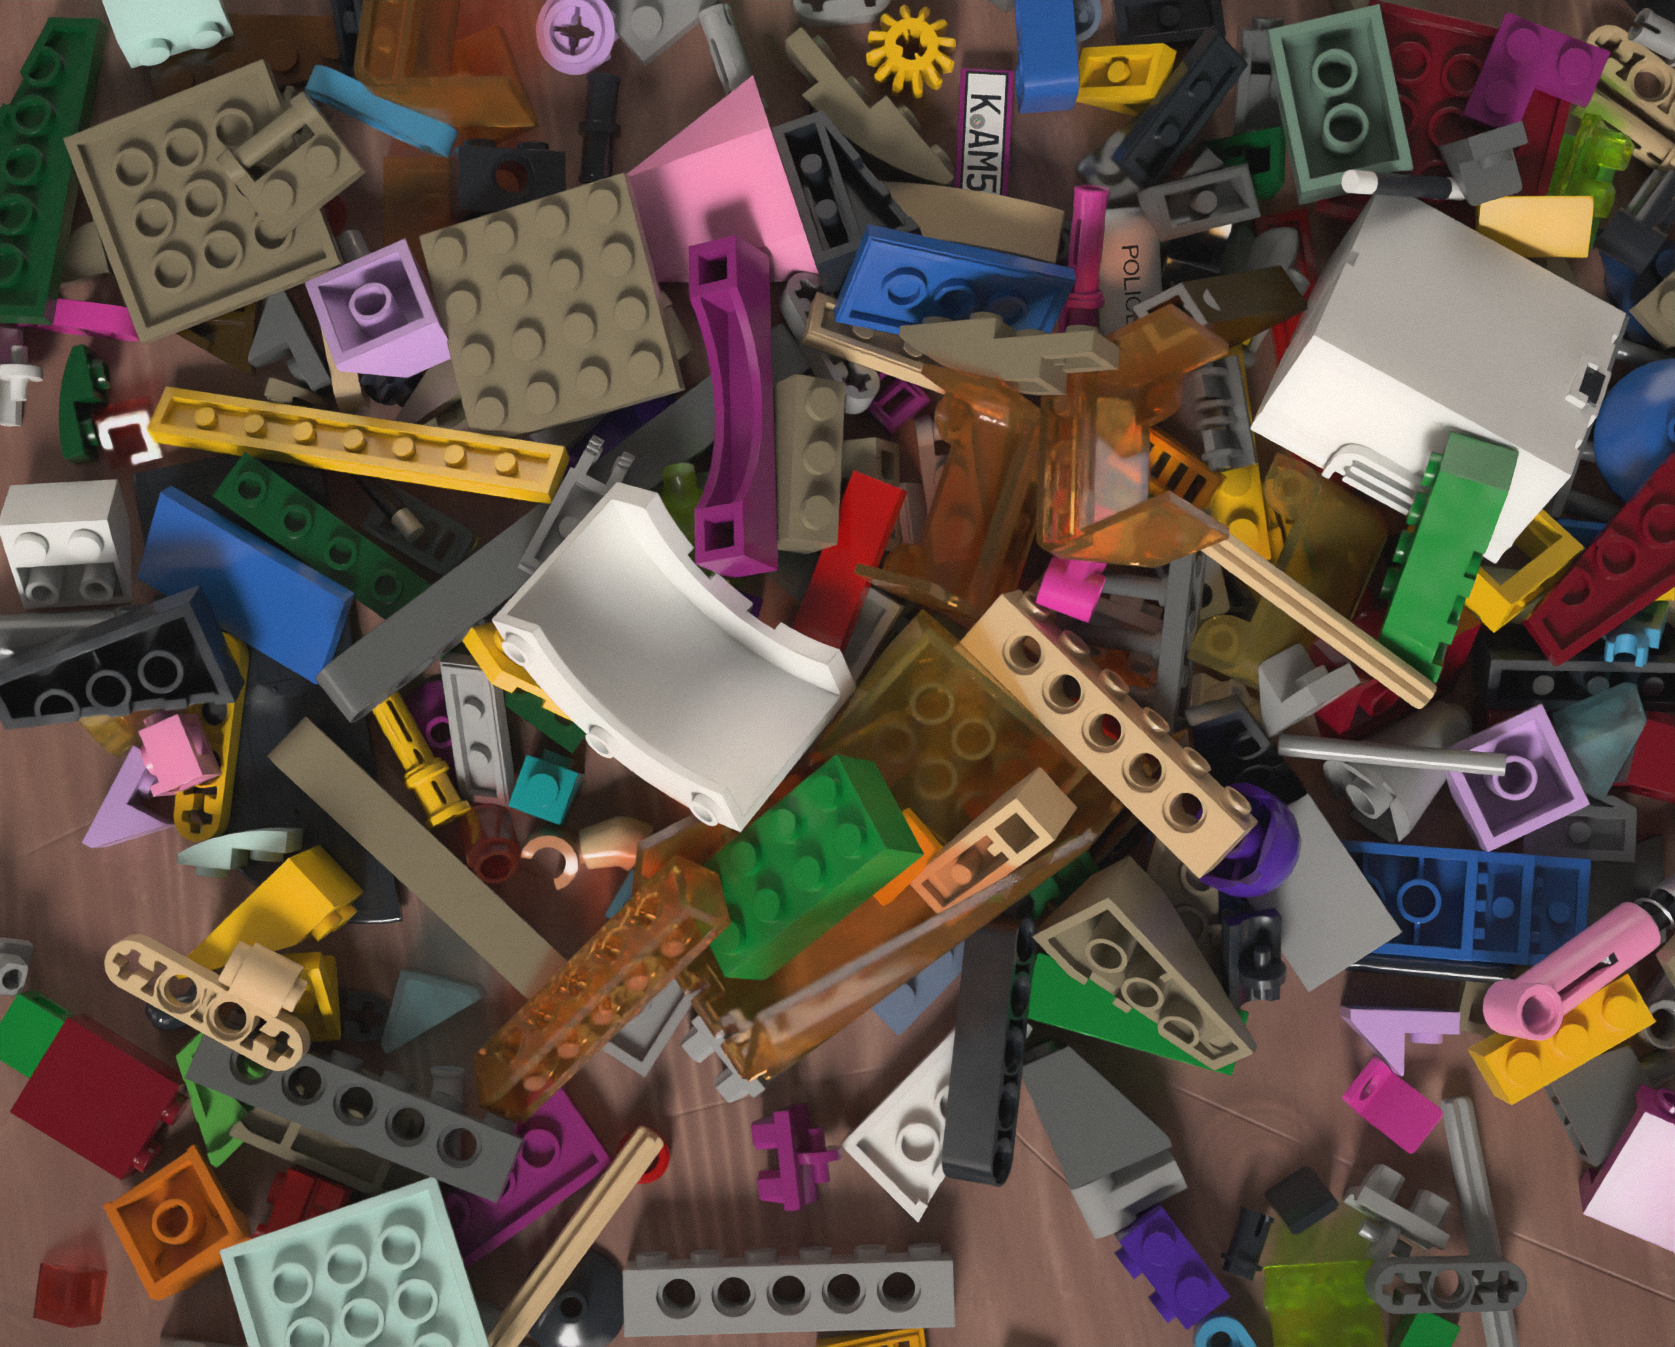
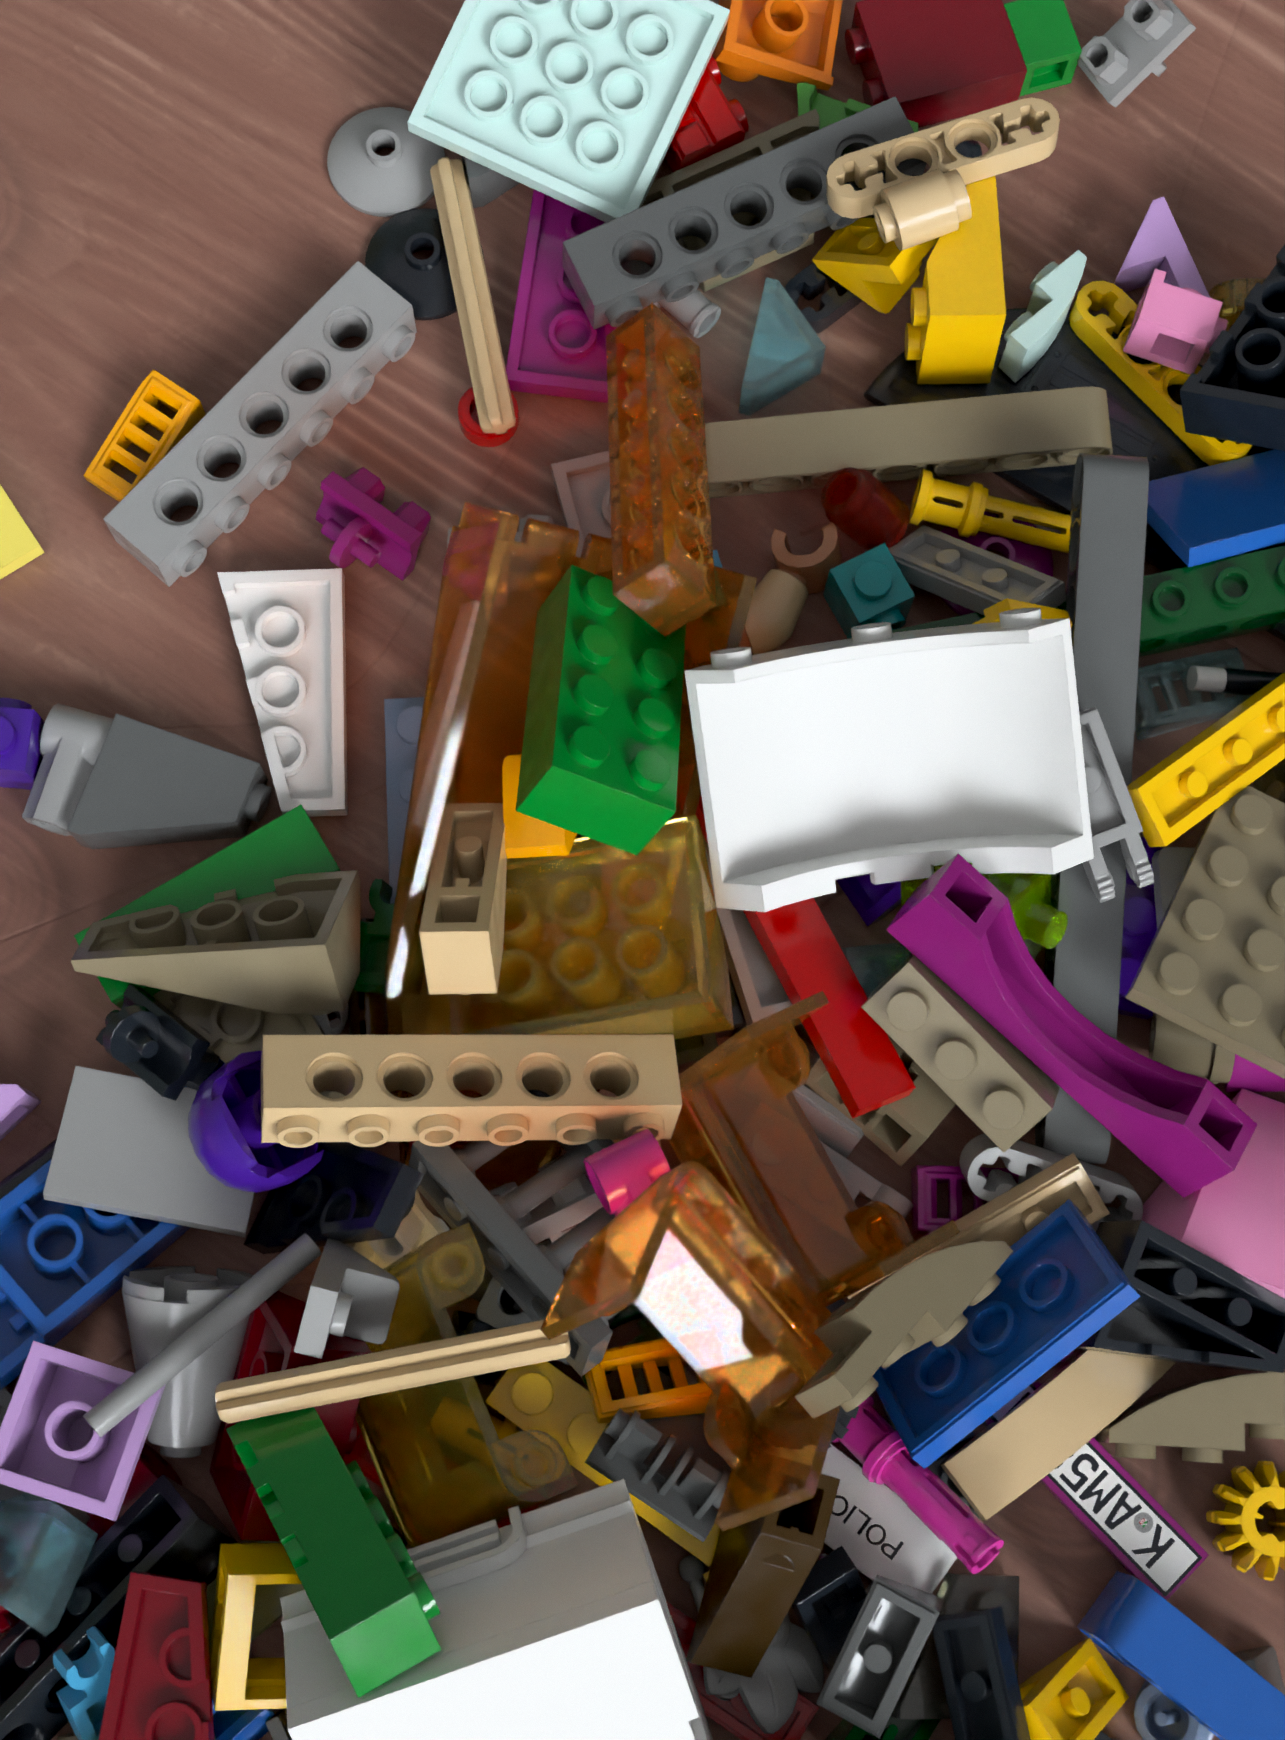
camera: 130 degrees right, 10 degrees down
(989, 1051) = (297, 748): black beam -> none

